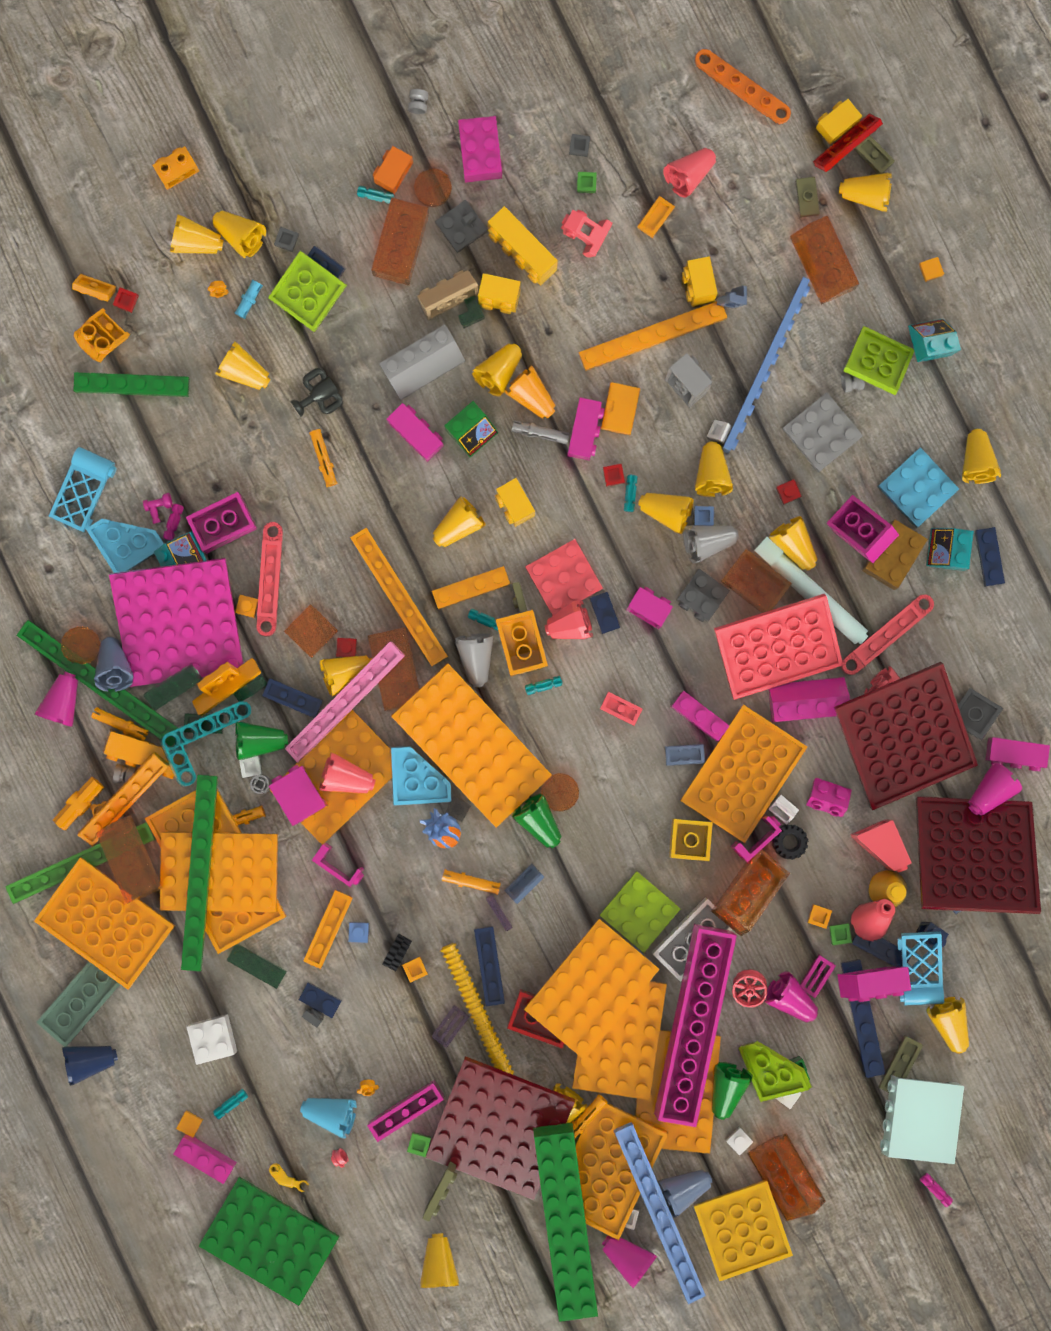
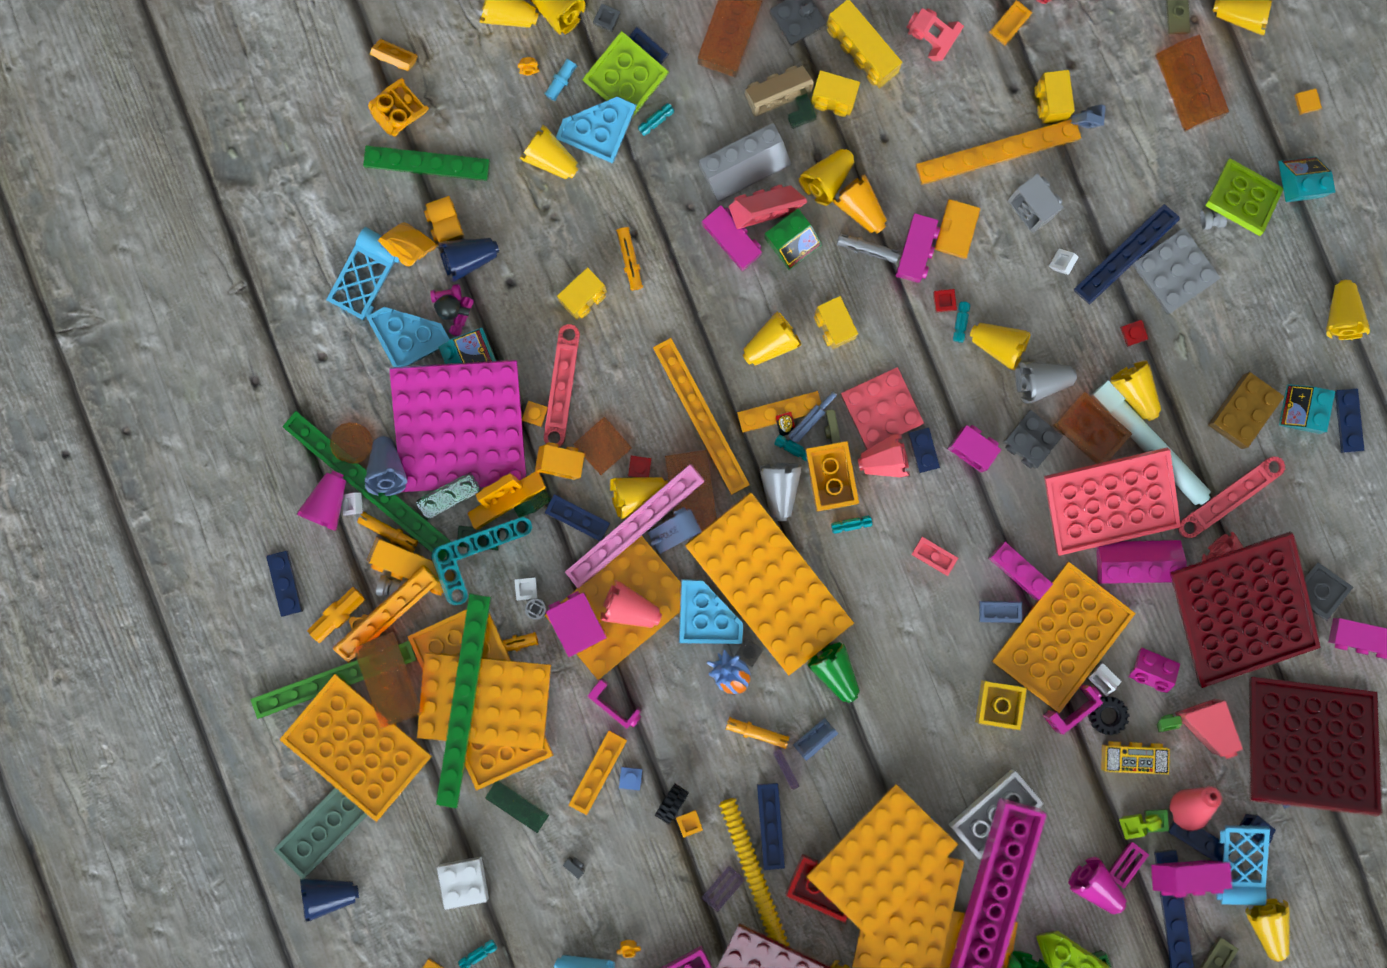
camera: 10 degrees right, 0 degrees up
(29, 778) = (284, 583): none -> dark blue plate
(85, 701) = (352, 504): none -> white plate
(118, 459) = (407, 243): none -> light orange slope
(125, 300) = (427, 70): red plate -> none
(151, 436) = (444, 220): none -> light orange brick
(161, 514) = (449, 307): none -> pearl dark grey piece
(174, 466) = (466, 255): none -> dark blue cone
(221, 523) = (514, 321): dark pink brick -> none
(257, 740) = (536, 561): green cone -> none
(272, 648) = (559, 461): none -> light orange brick
(282, 493) = (582, 294): none -> yellow brick
(286, 341) = (599, 128): none -> medium azure plate
(319, 393) = (632, 186): pearl dark grey piece -> none
(320, 1000) = (583, 849): dark blue plate -> none
(338, 329) = (656, 119): none -> teal axle
(381, 703) = (674, 530): none -> sand blue door
(443, 400) = (765, 205): none -> coral slope
(476, 598) = (785, 423): none -> sticker
(499, 592) = (810, 419): none -> sand blue axle
(560, 792) = (862, 642): clear orange tile -> none
(640, 911) = (939, 779): lime plate -> none
(703, 515) = (1040, 352): medium blue plate -> none
(713, 472) = (1054, 305): yellow cone -> none
(749, 988) = (1053, 872): coral wheel -> none
(750, 893) = (1063, 768): clear orange brick -> none
(763, 373) = (1124, 186): medium blue plate -> none
(776, 420) = (1126, 254): none -> dark blue plate
(817, 878) = (1135, 758): none -> brick
(819, 916) = (1135, 799): light orange plate -> none
(821, 941) = (1135, 827): none -> lime plate
(845, 844) = (1169, 723): none -> bright green plate
(862, 529) = (1214, 379): dark pink brick -> none
(888, 886) = (1212, 772): yellow cone -> none
(918, 487) = (1276, 339): medium azure plate -> none
(994, 790) = (1337, 675): dark pink cone -> none

